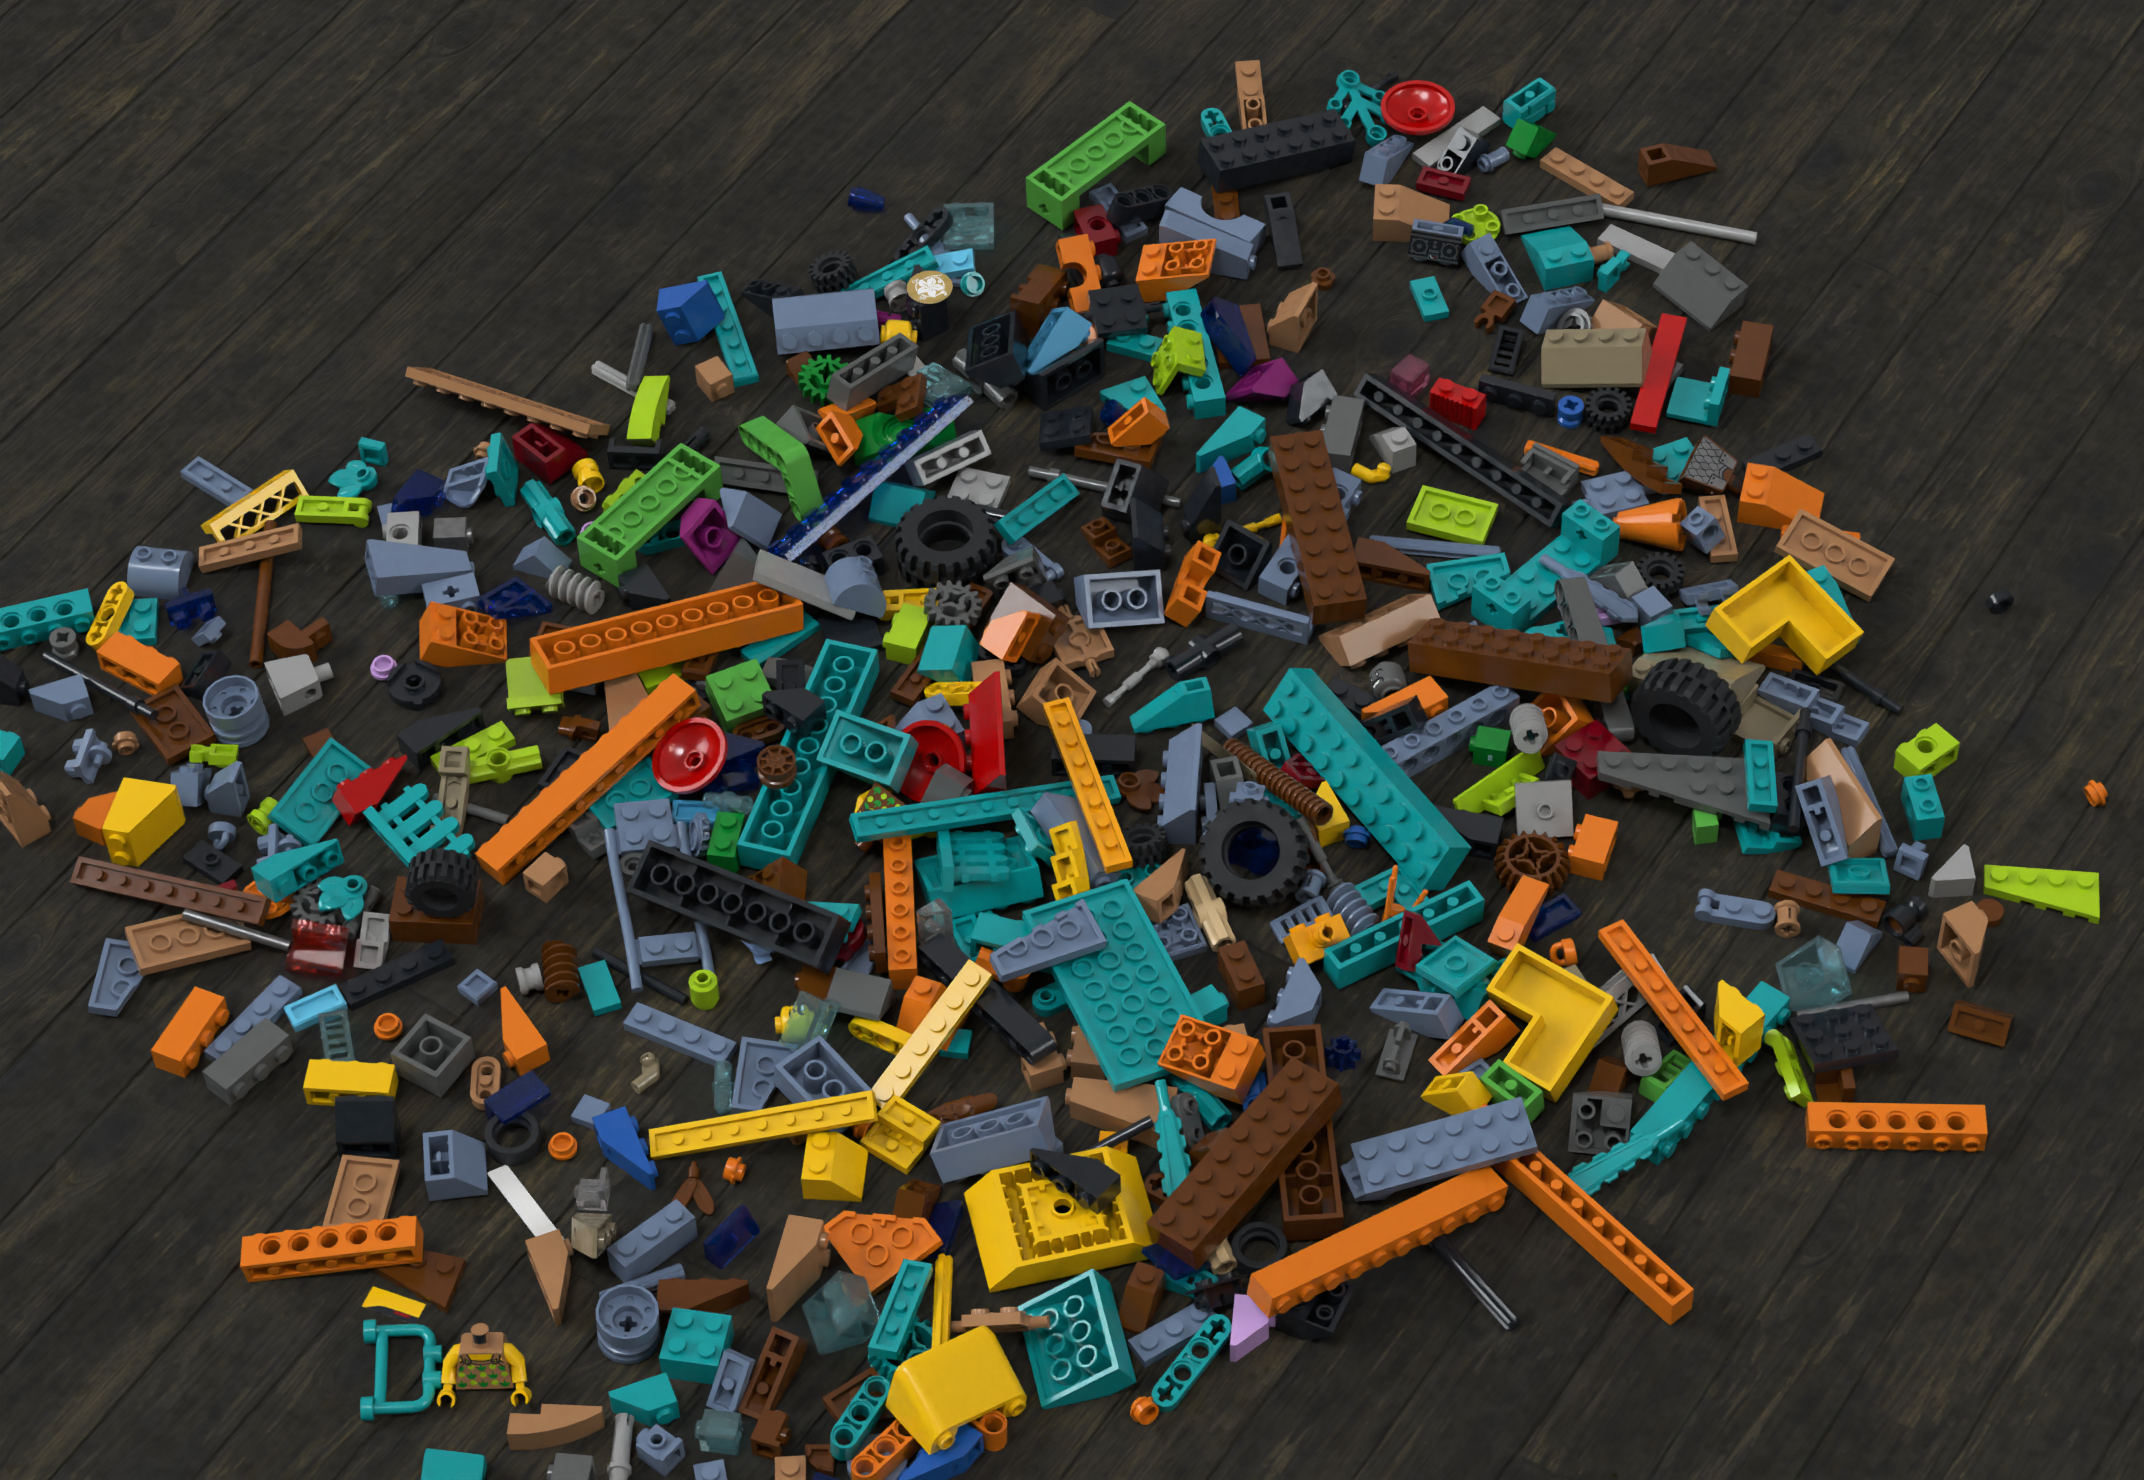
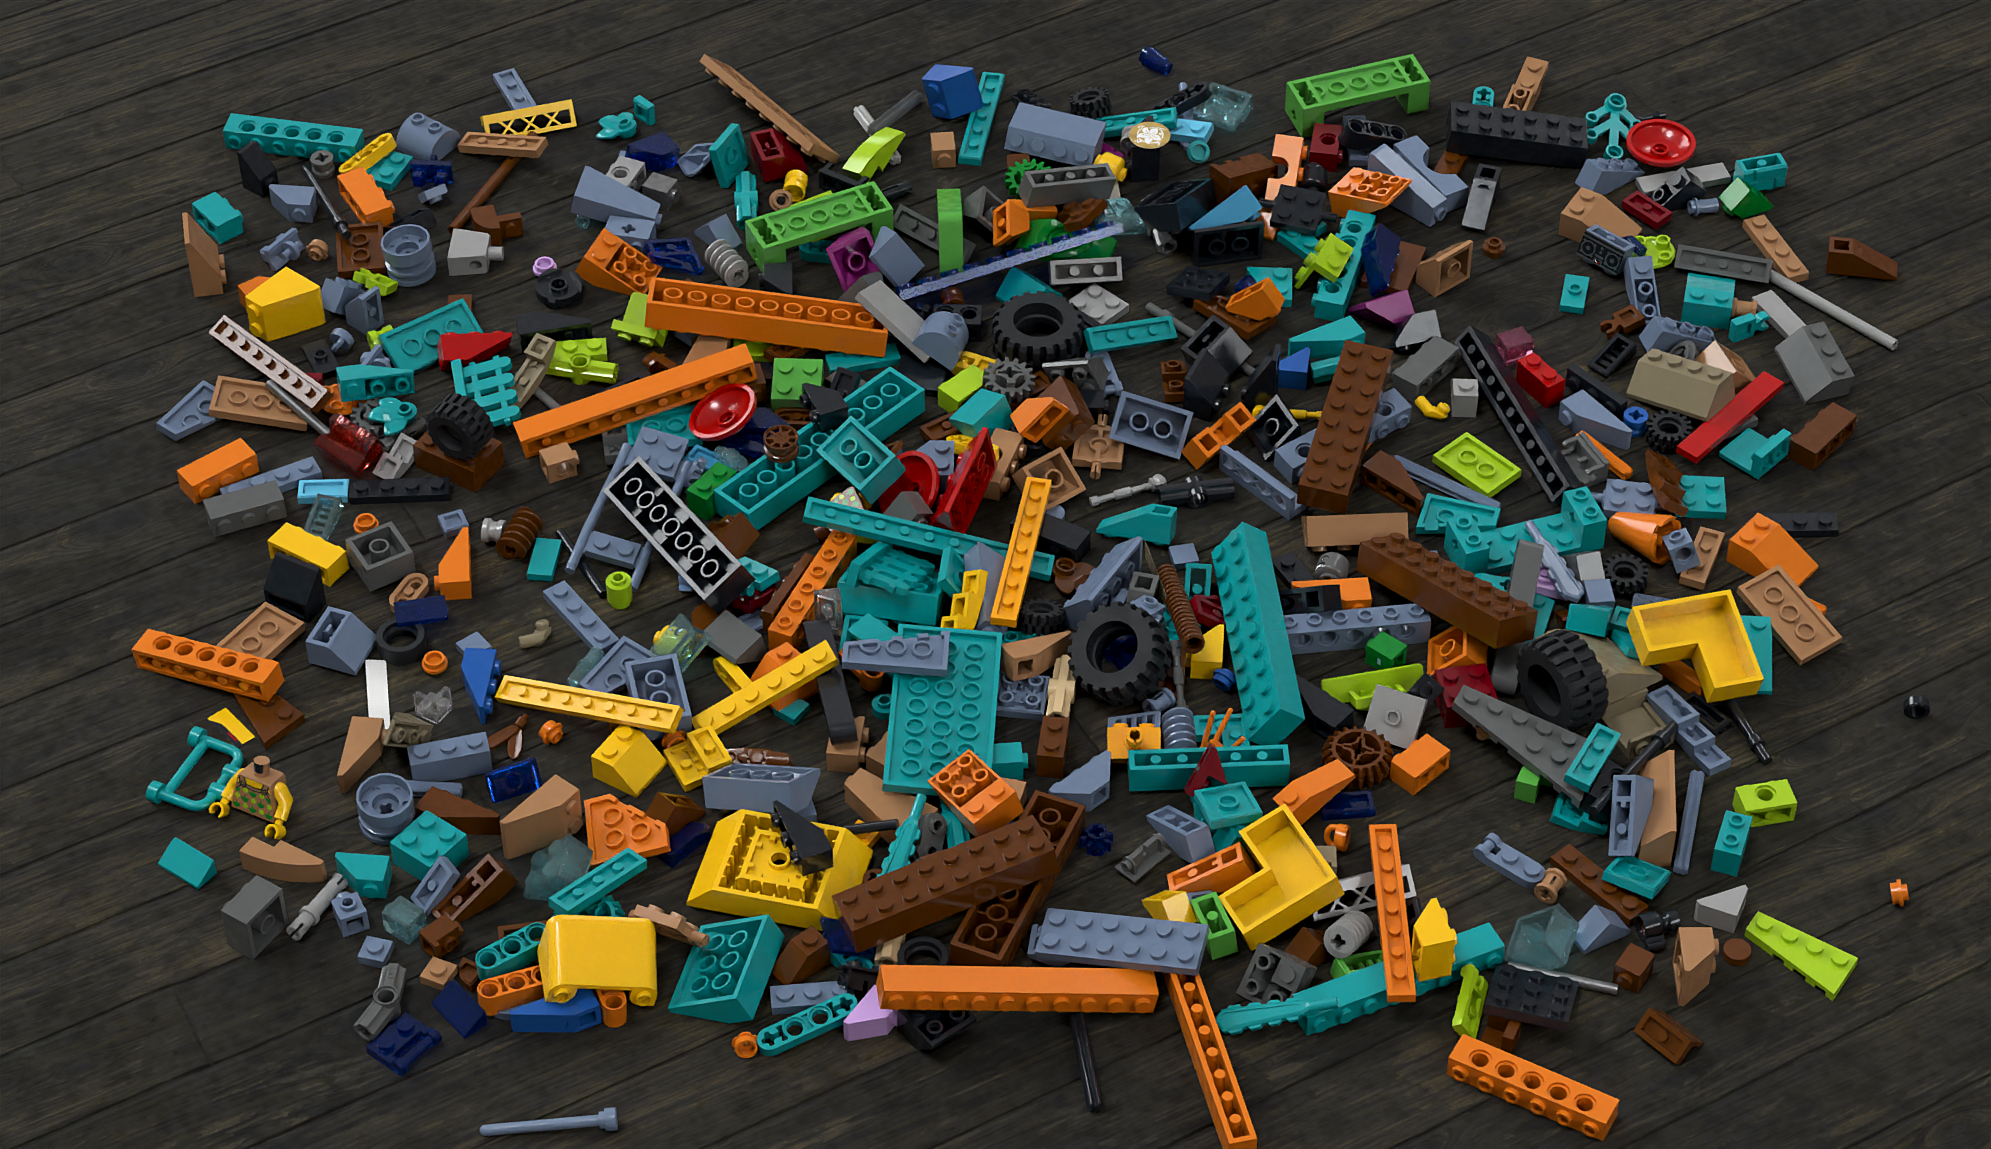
camera: 25 degrees right, 5 degrees down
(333, 510) = (586, 141): lime plate -> none
(942, 1299) = (642, 890): yellow axle -> none
(1522, 422) = (1584, 413): none -> sand blue slope
(1528, 728) = (1420, 647): light grey piece -> none
(1710, 470) = (1721, 506): torso -> none
(1911, 860) = (1693, 881): sand blue tile -> none

